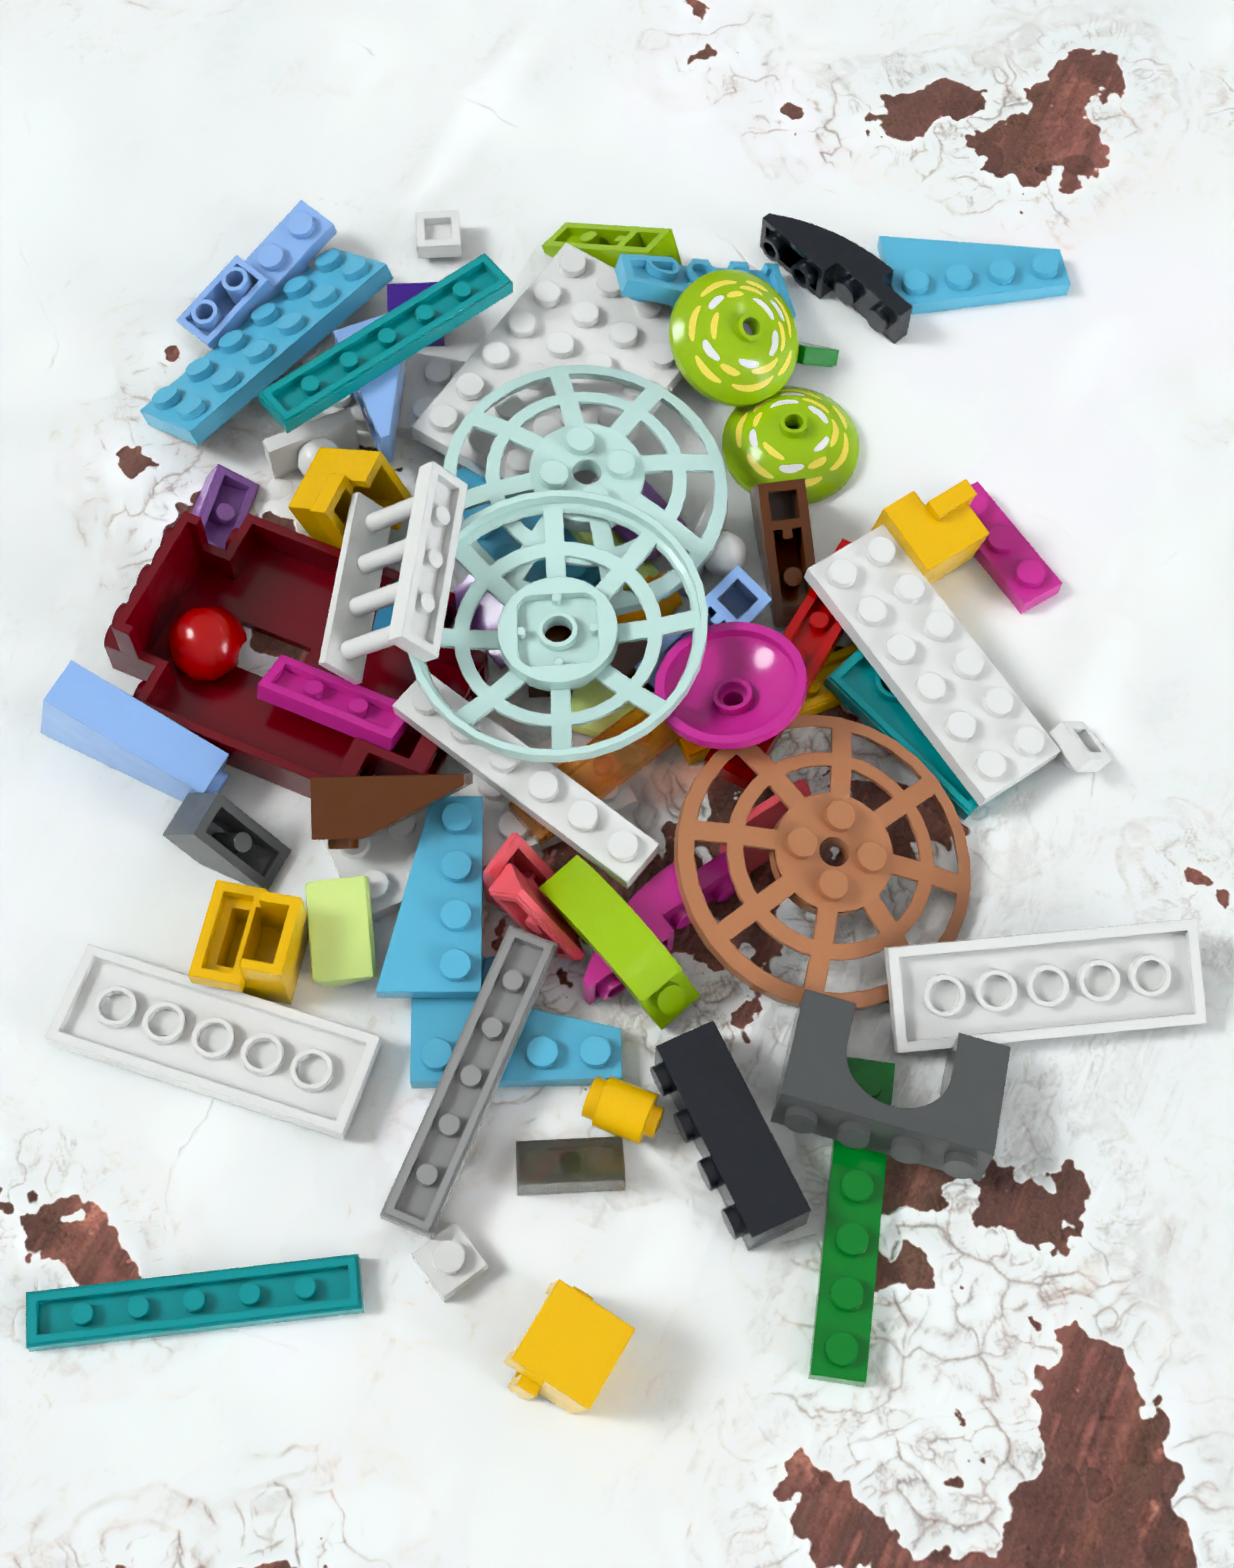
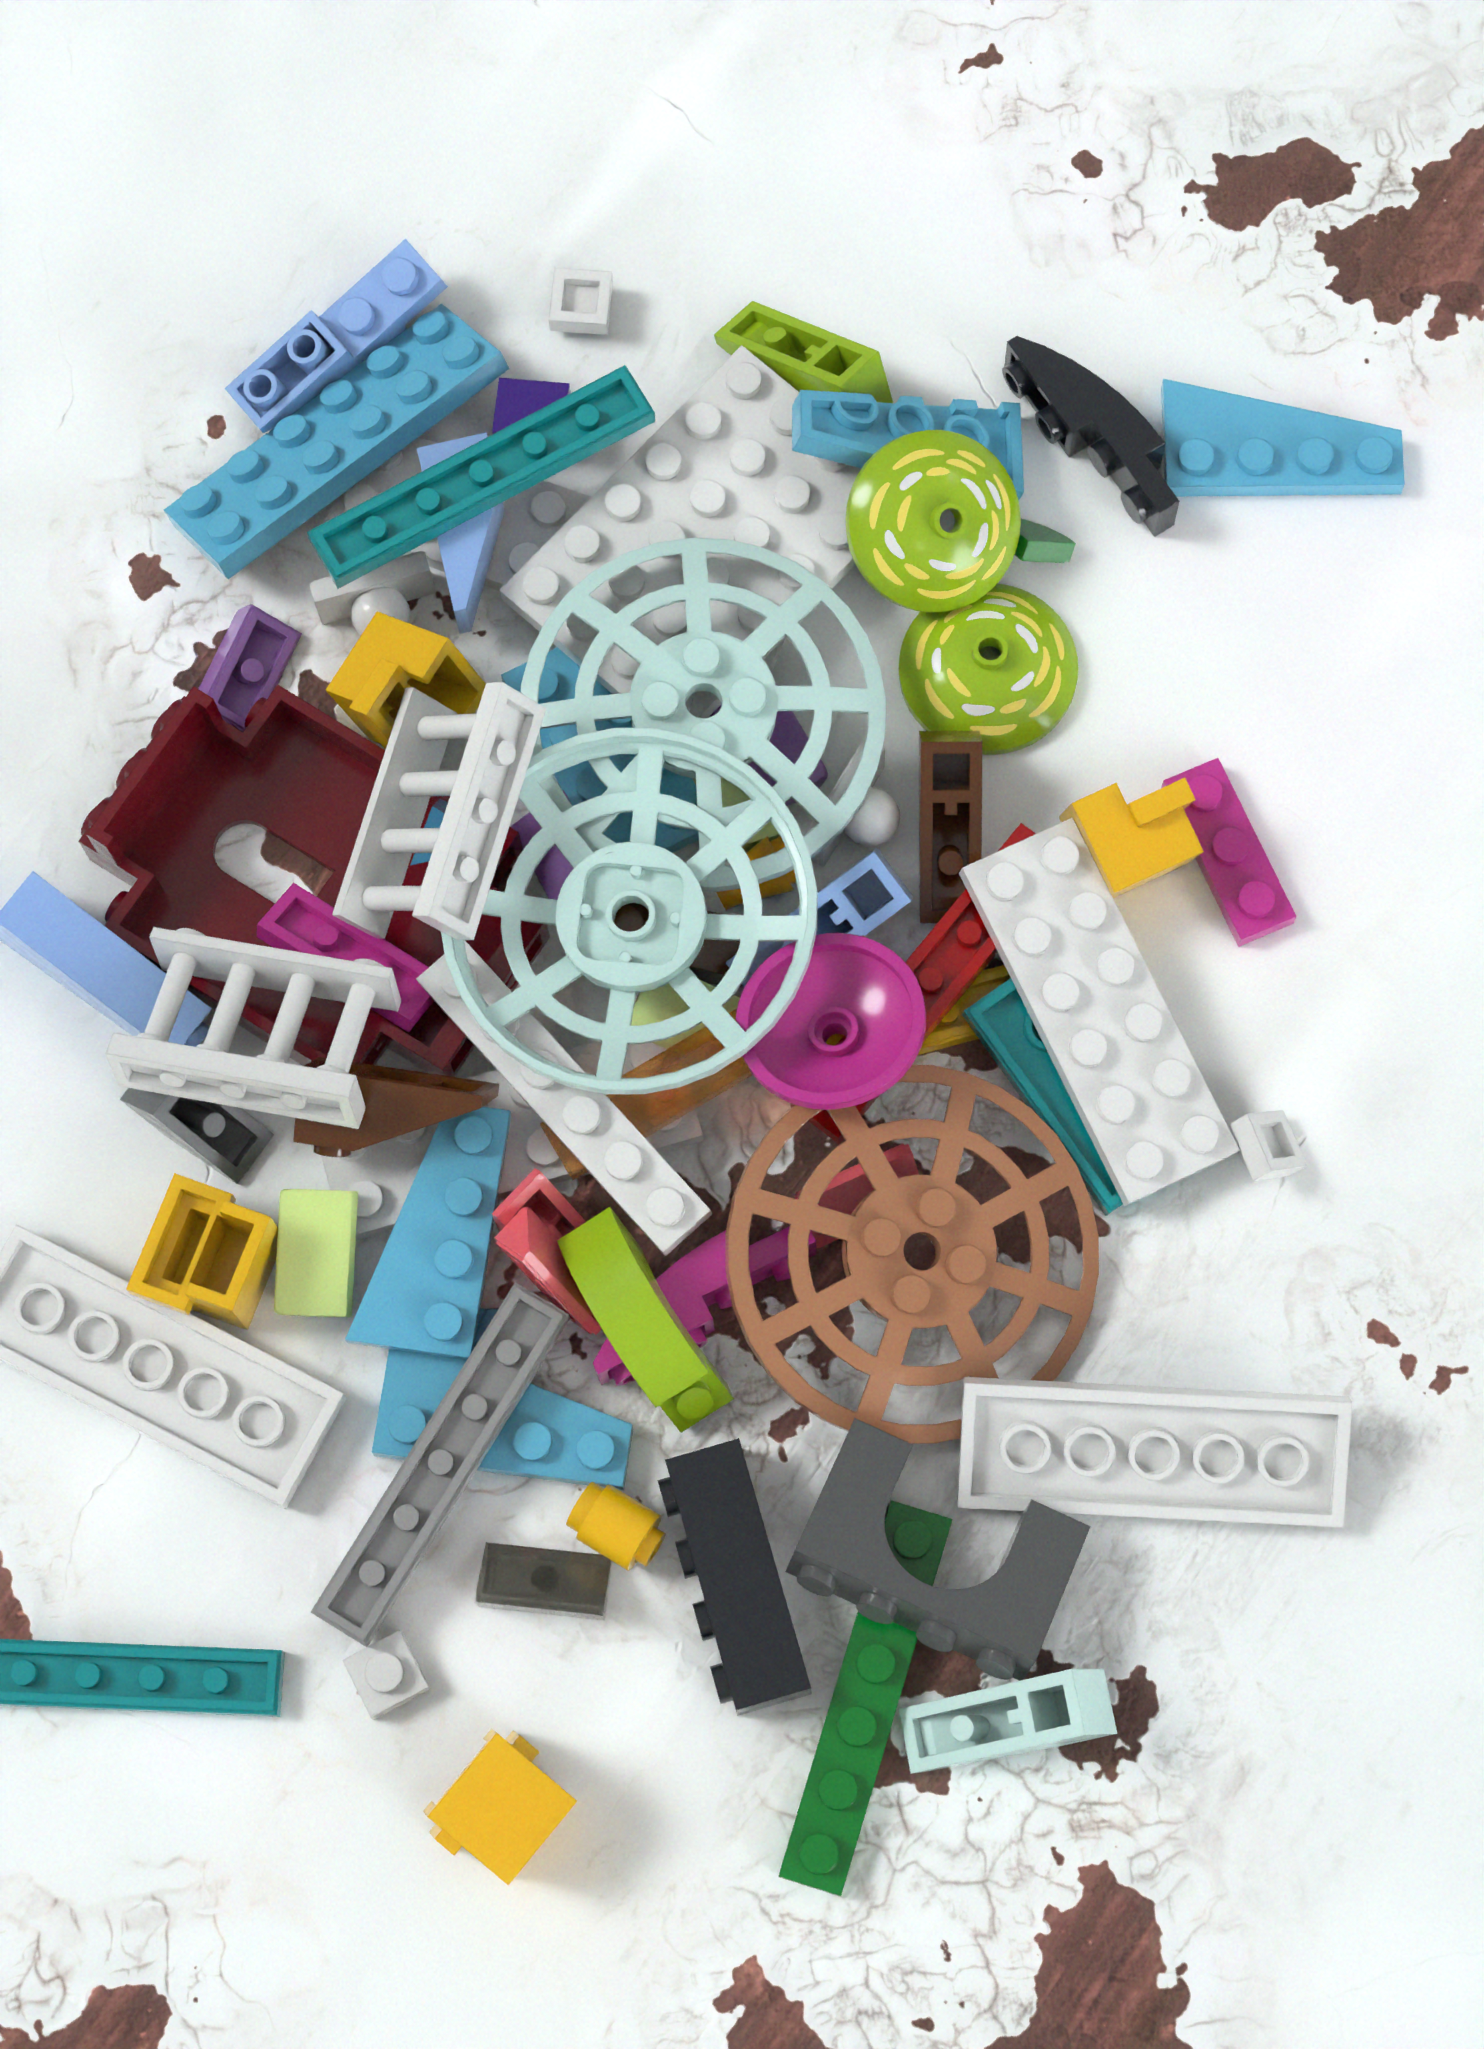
camera: 15 degrees right, 10 degrees up
(206, 642) = (205, 851): red hair -> none
(268, 789) = (264, 1081): none -> white fence
(974, 1214) = (1008, 1720): none -> light aqua slope

